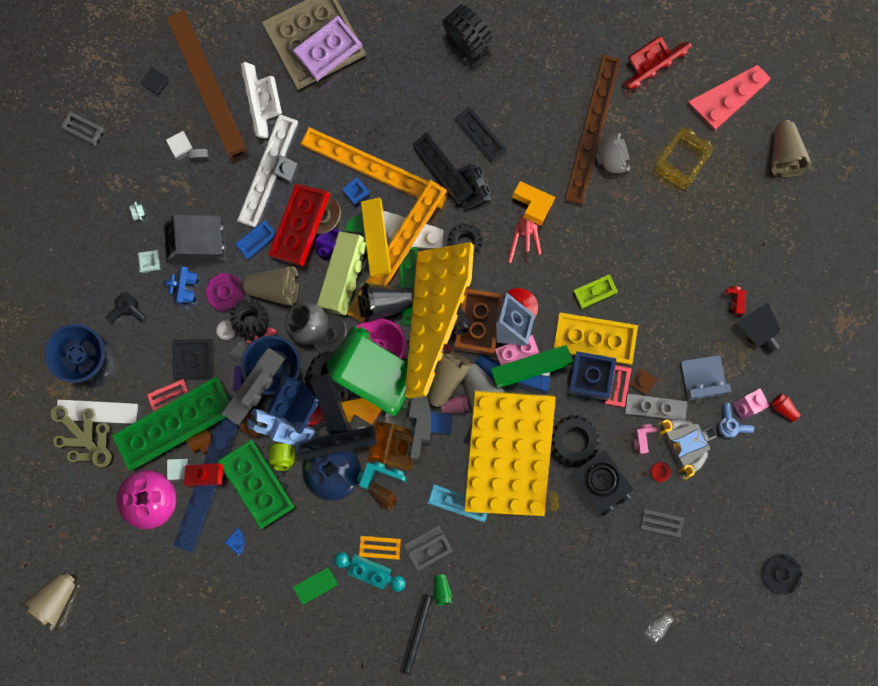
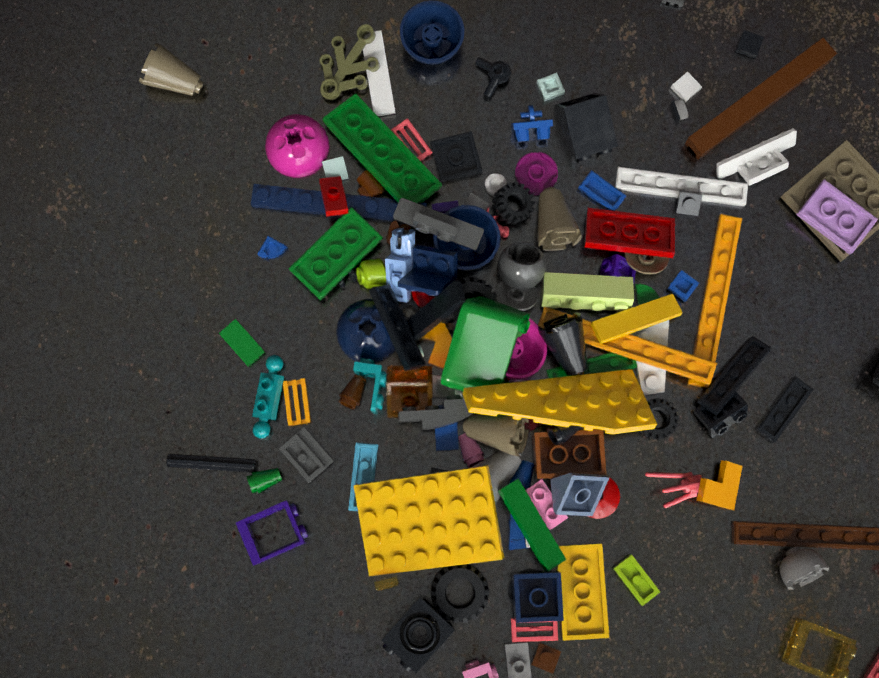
camera: 75 degrees right, 0 degrees up
(137, 211) = (601, 60): light aqua plate -> none
(485, 614) = (250, 541): none -> dark purple window

